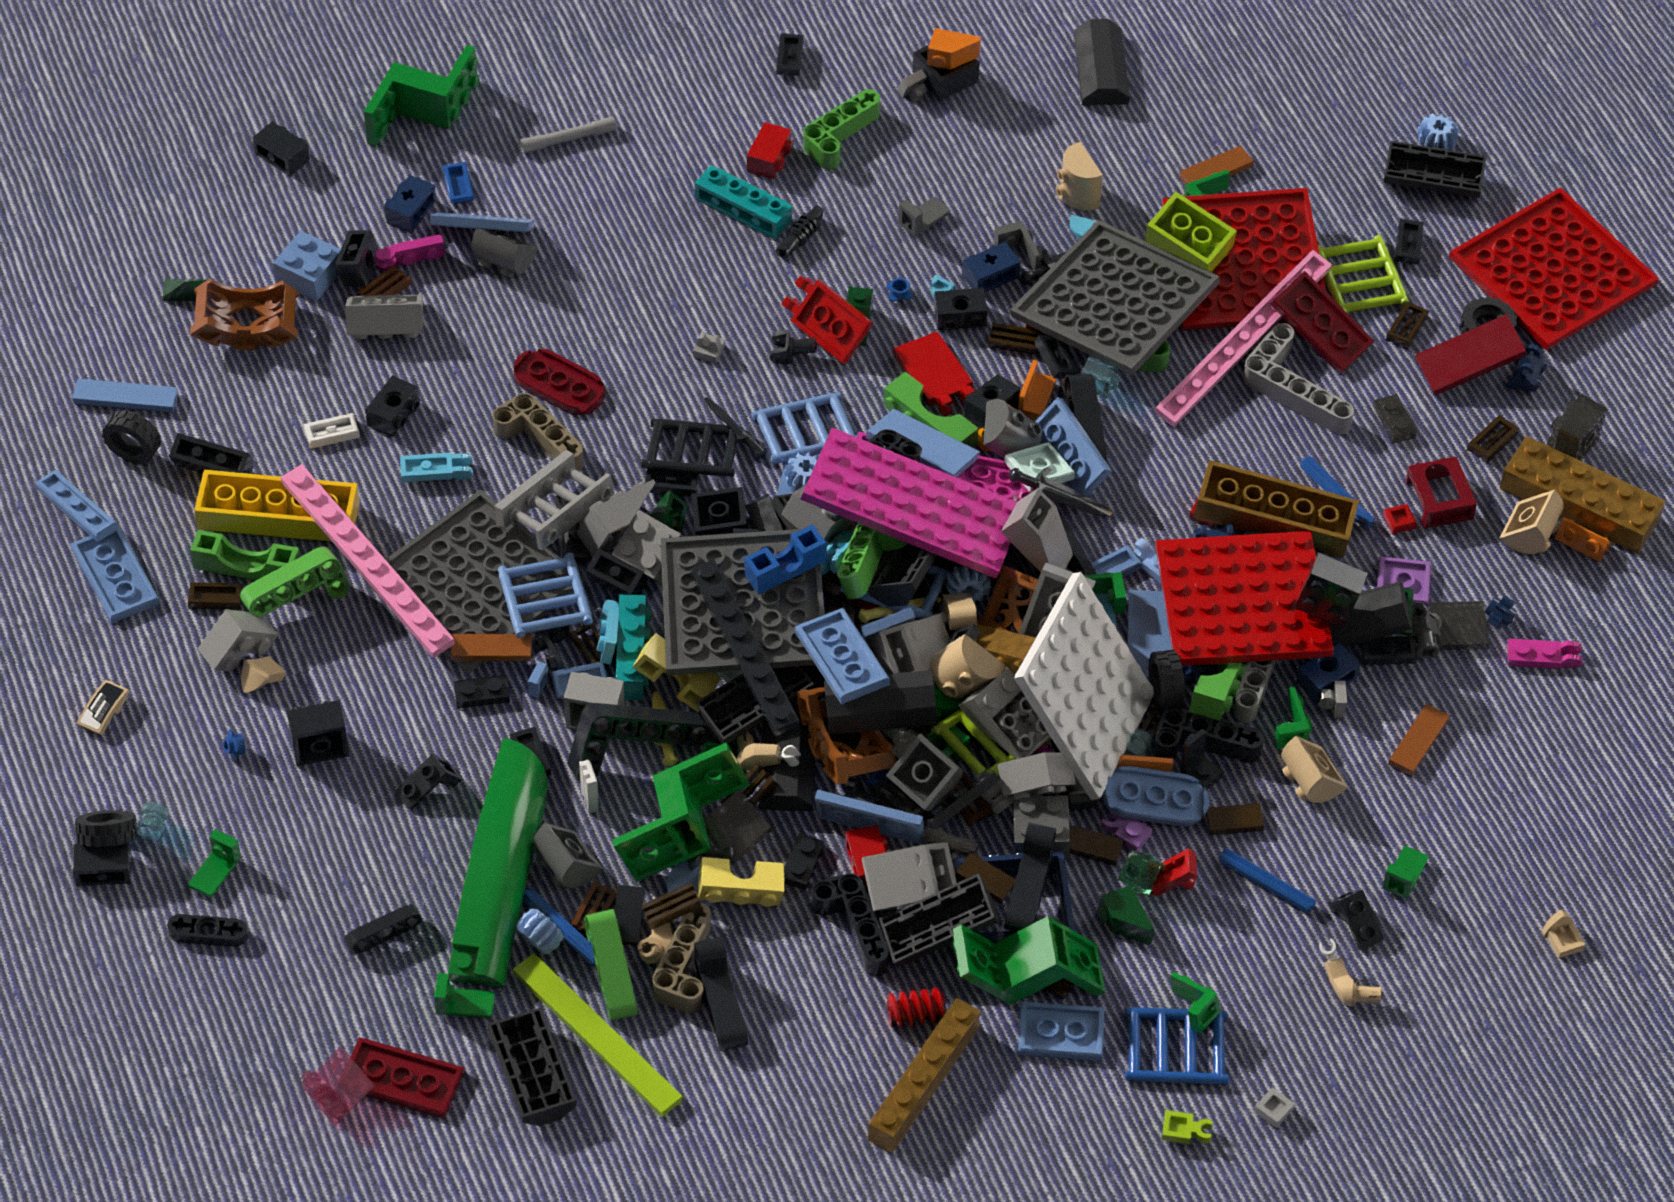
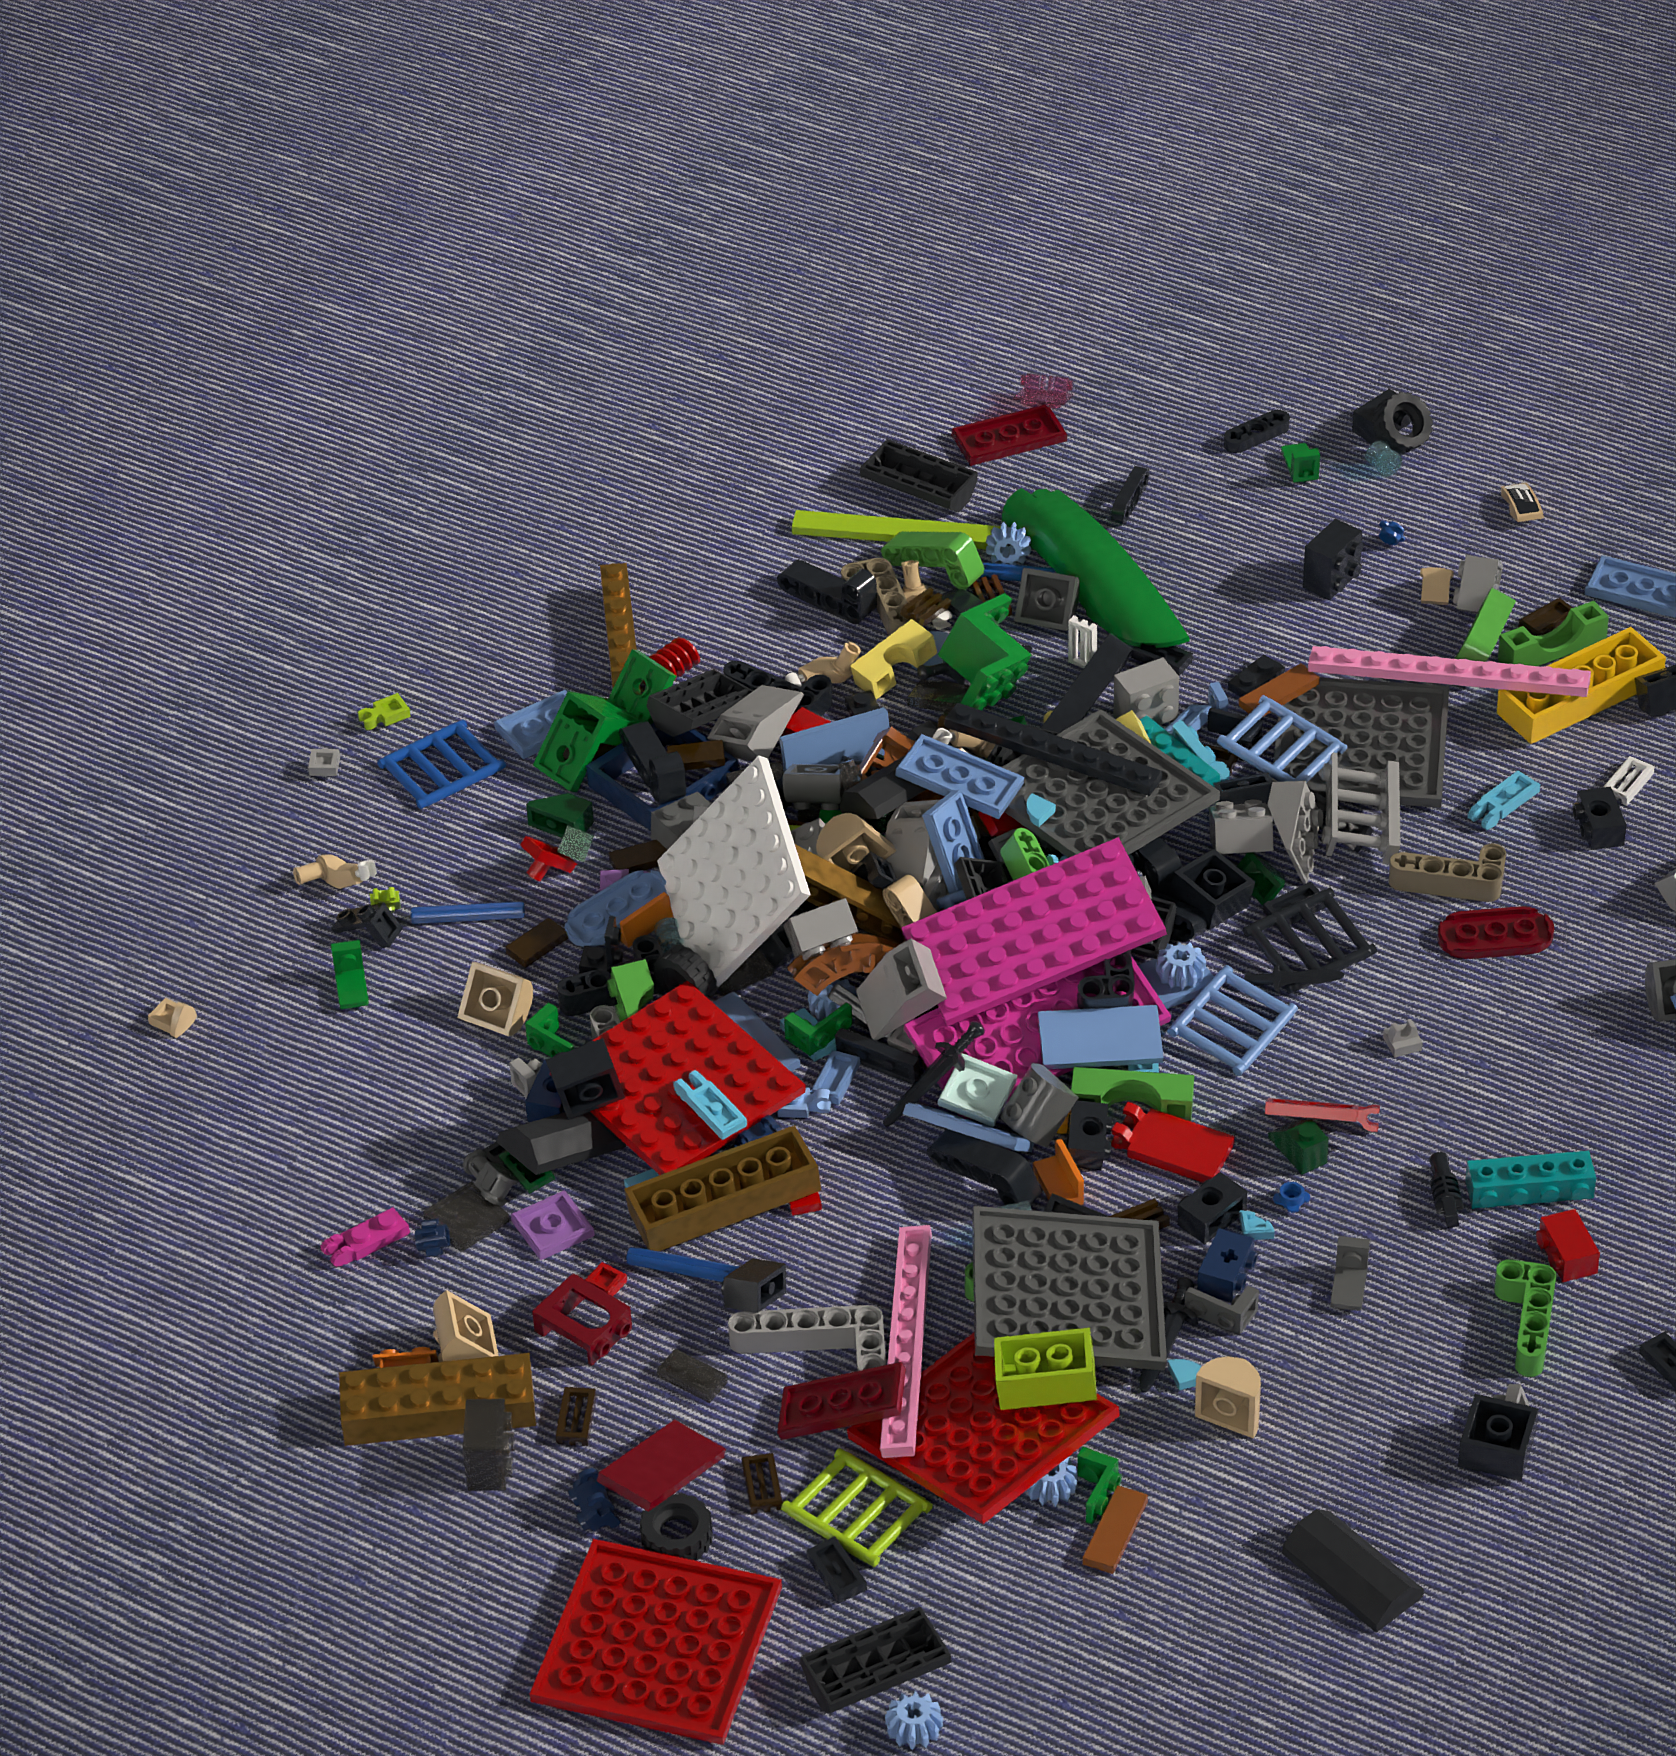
camera: 145 degrees right, 10 degrees down
(425, 779) = (1213, 597): black bracket -> none
(461, 1001) = (1033, 478): green bracket -> none
(790, 347) = (1328, 1079): black piece -> none
(796, 921) = (835, 668): none -> tan arm
(803, 553) = (1079, 815): blue arch -> none
(810, 595) = (1039, 809): none -> medium azure tile
(952, 48) = (1498, 1416): orange slope -> none
(1204, 1001) = (448, 787): green bracket -> none
(1246, 543) = (711, 1105): none -> medium azure hinge
(1313, 429) = (754, 1285): none -> black brick
(1327, 920) = (389, 897): none -> lime plate
(1419, 740) = (425, 1097): dark orange tile -> none

